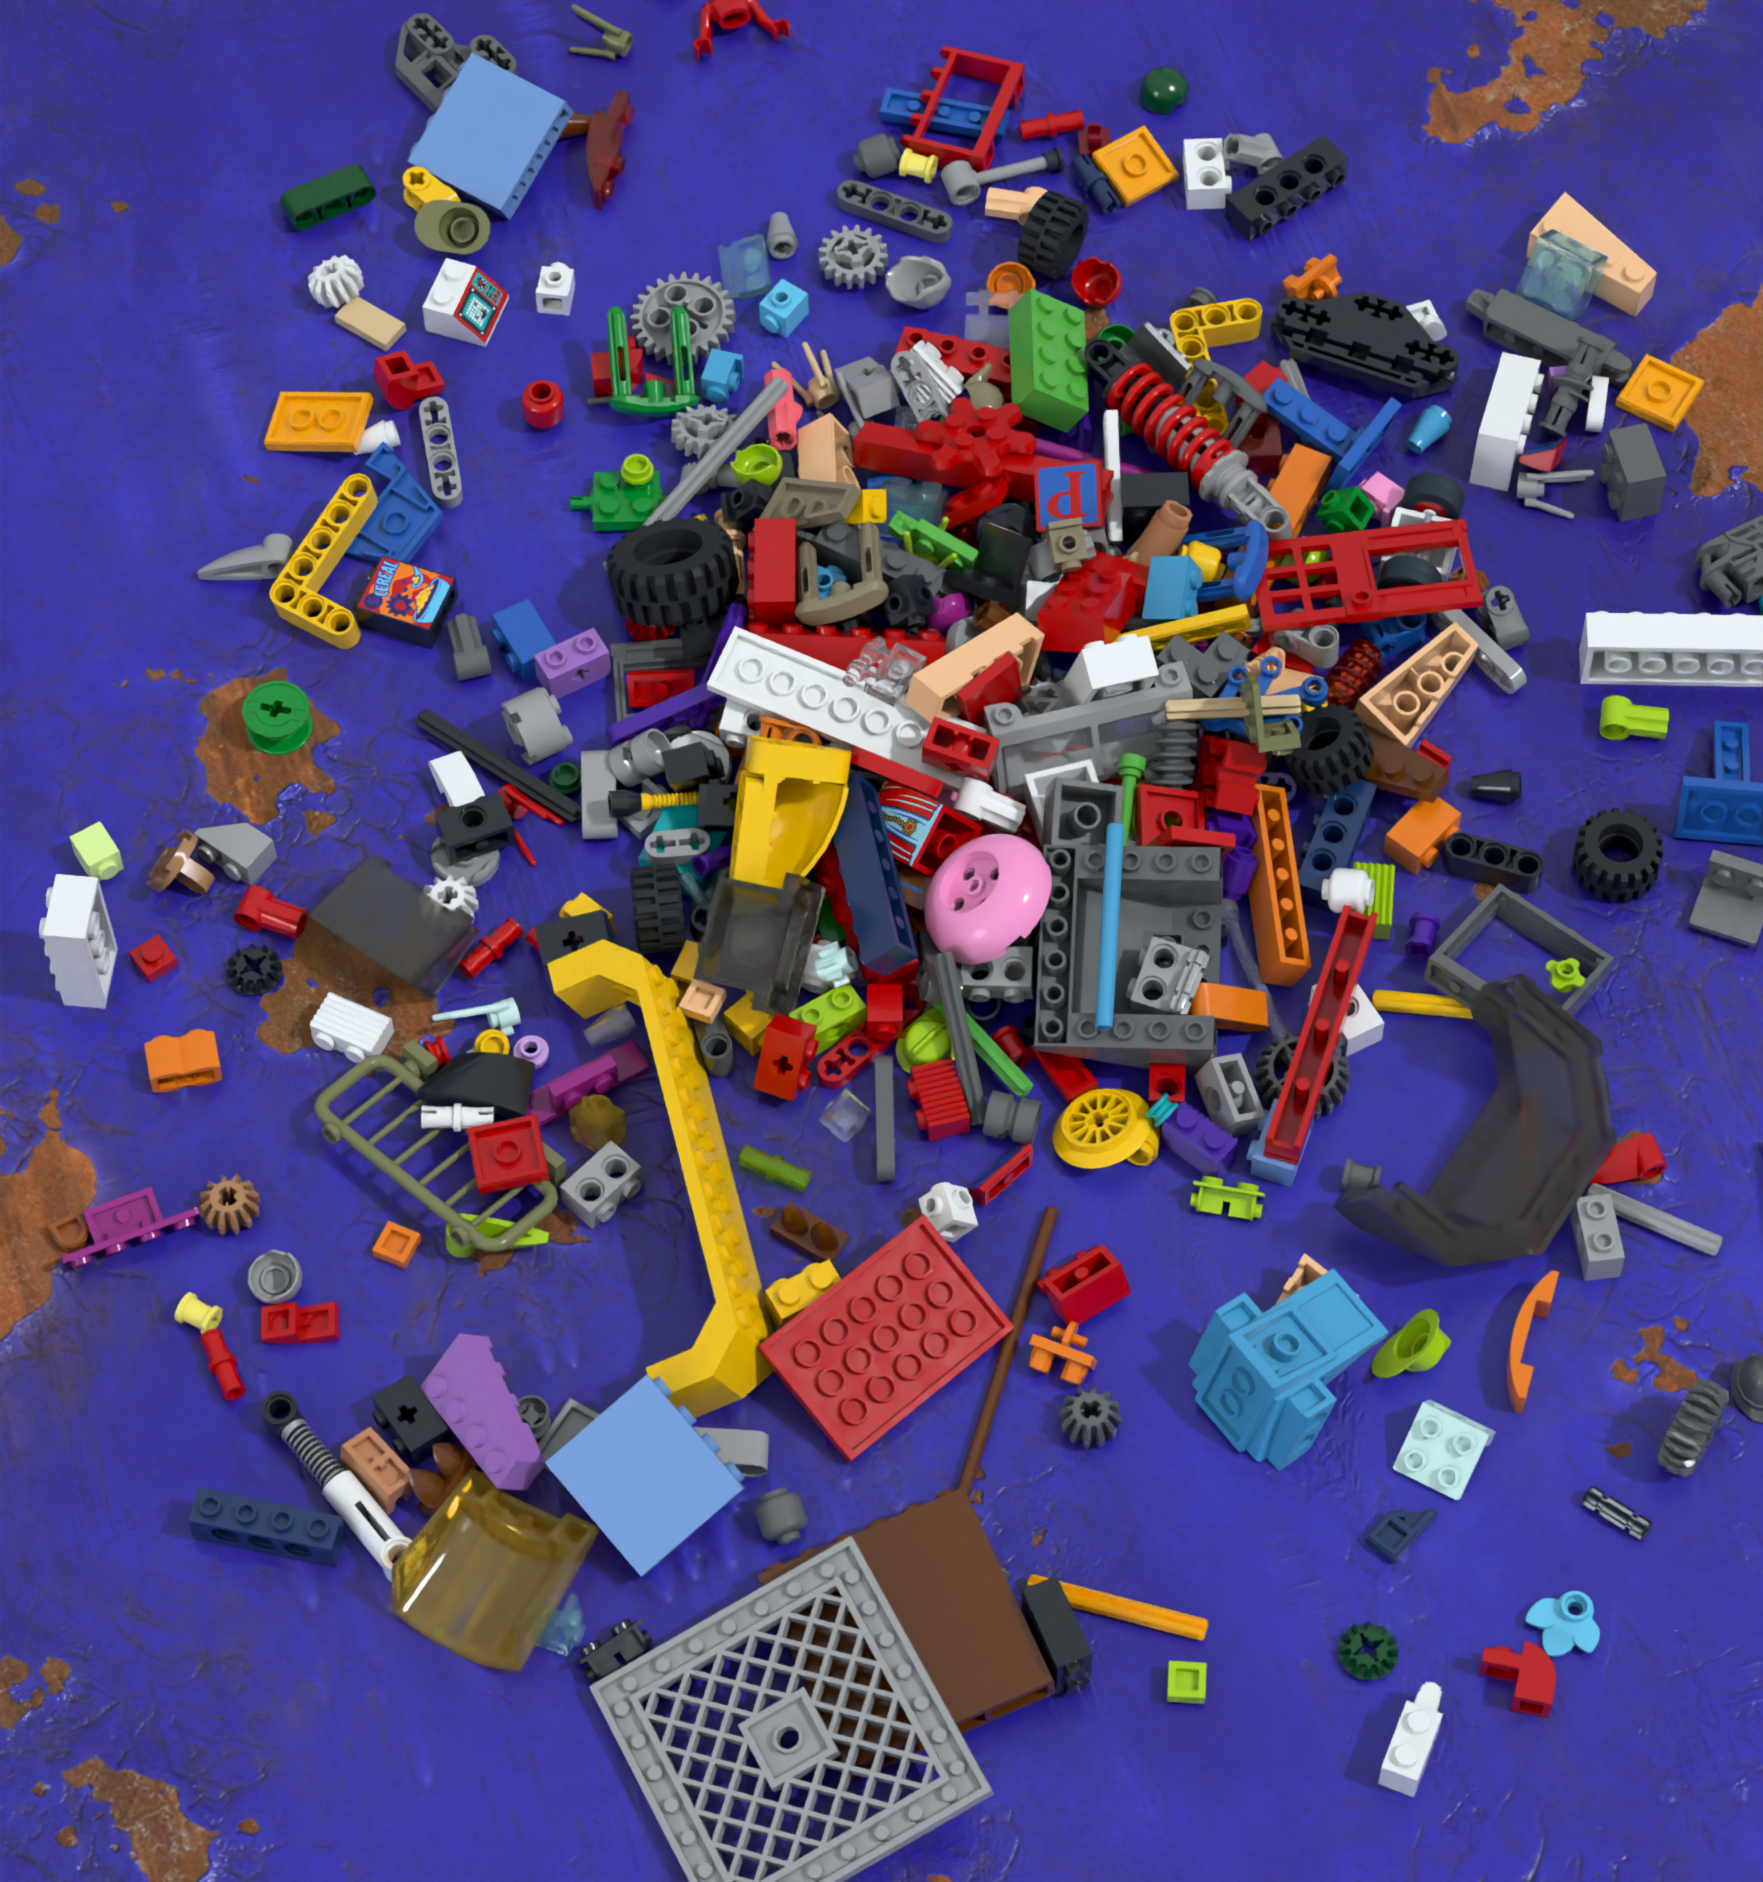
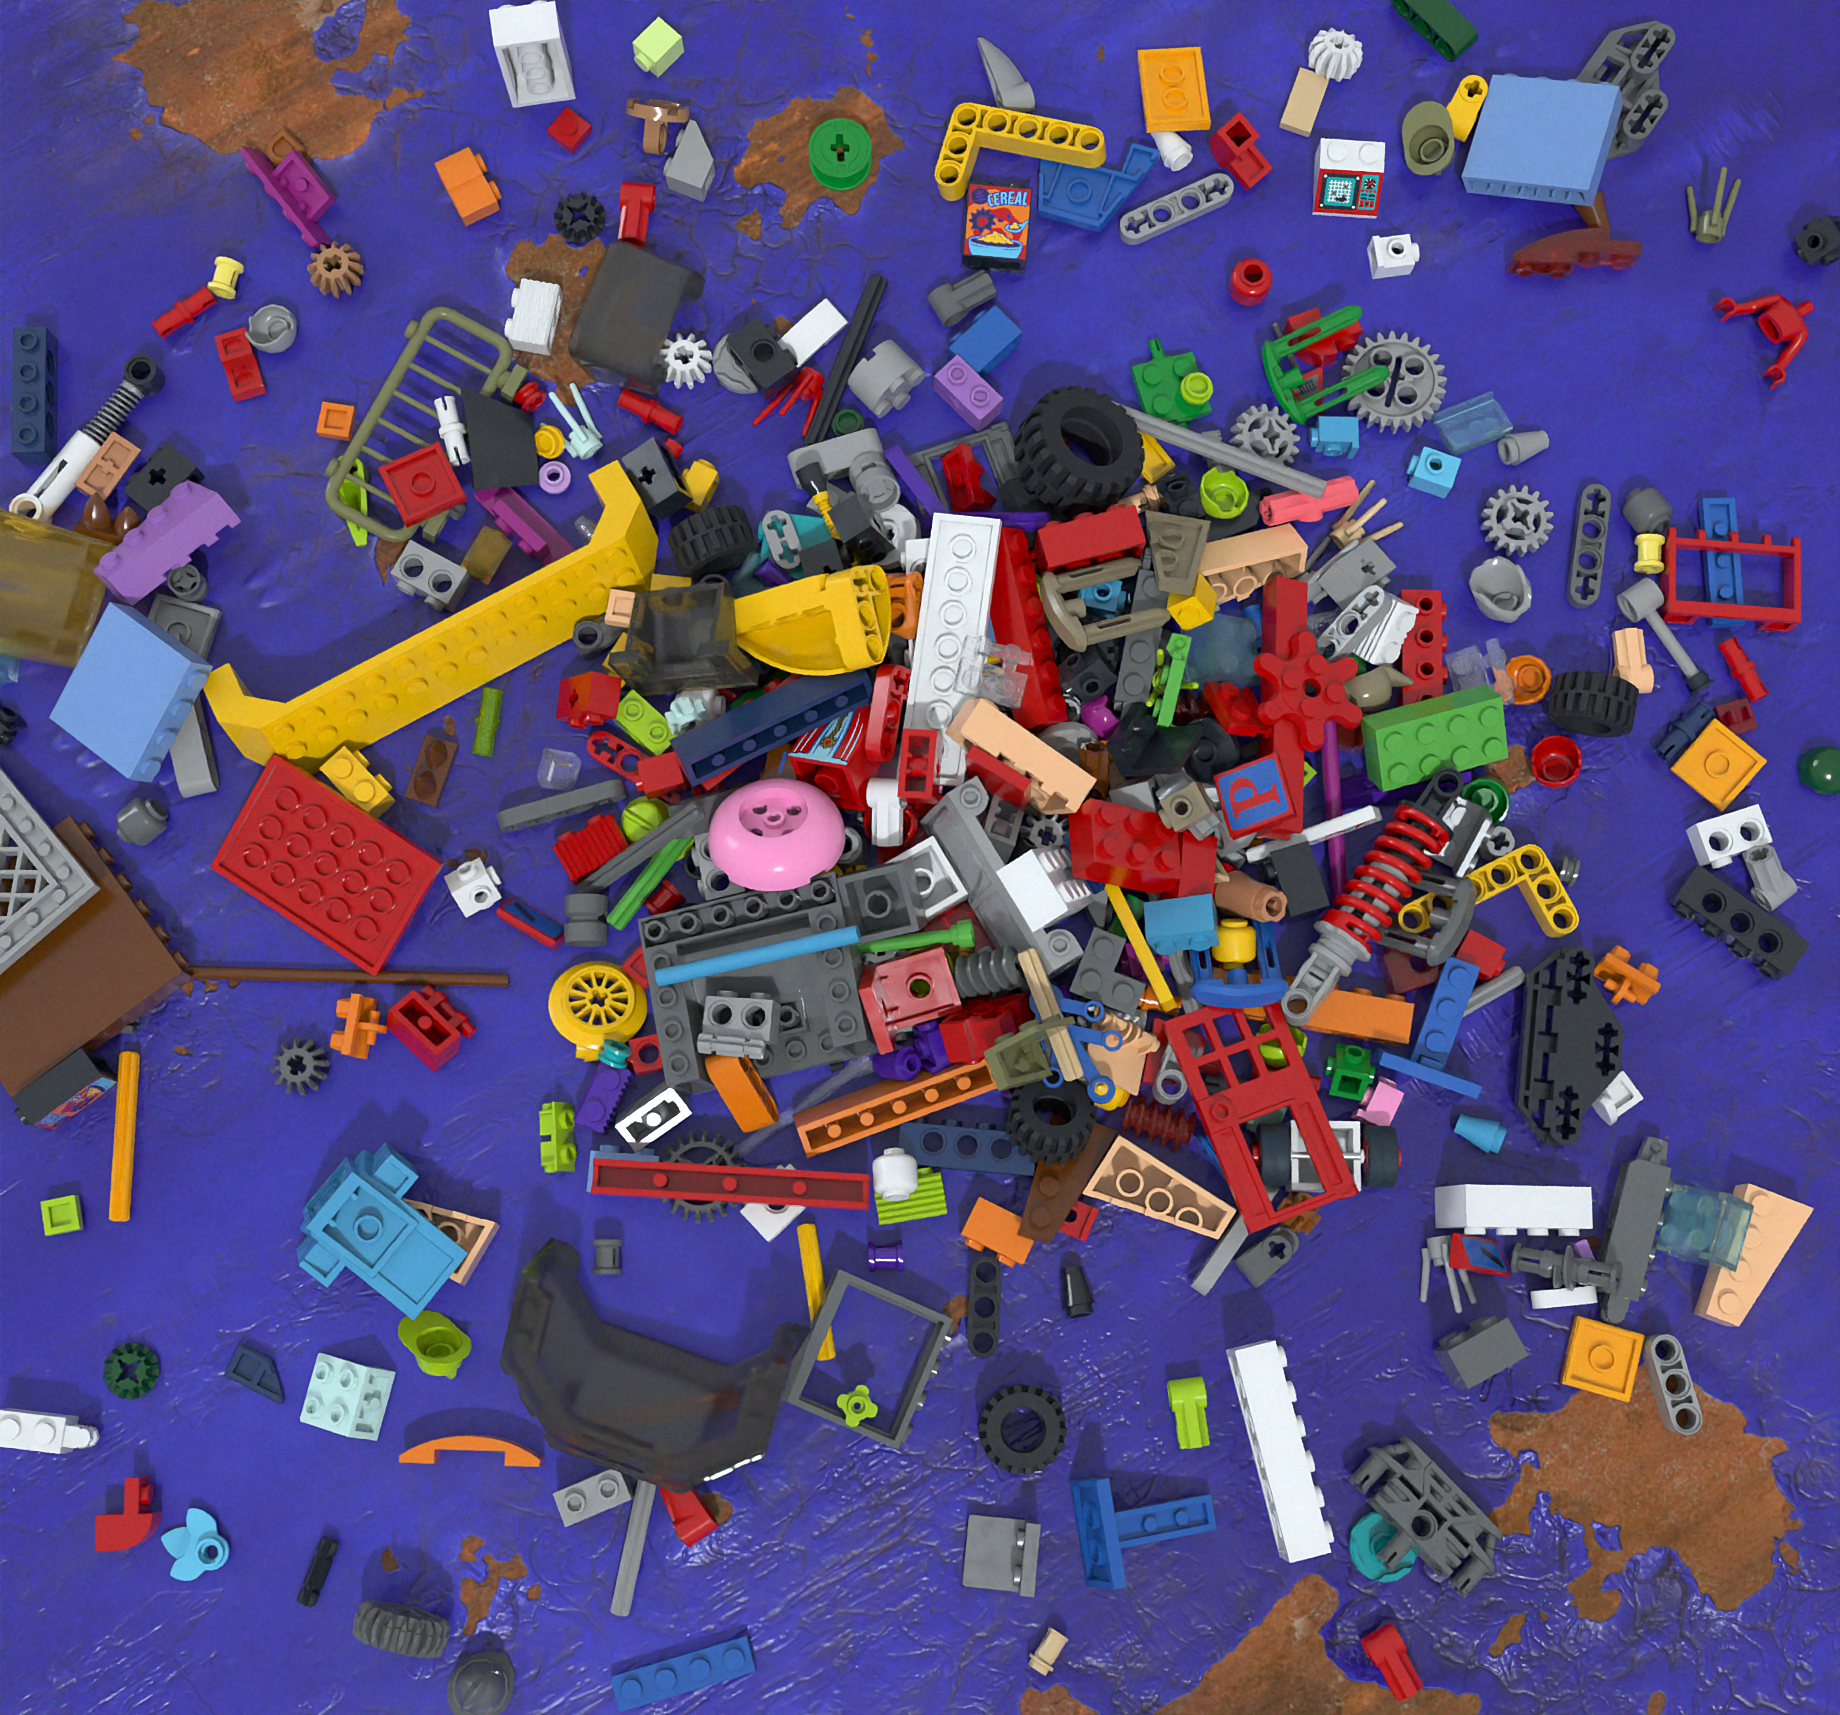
camera: 70 degrees right, 20 degrees up
(1696, 342) = (1684, 1396): none -> light grey beam

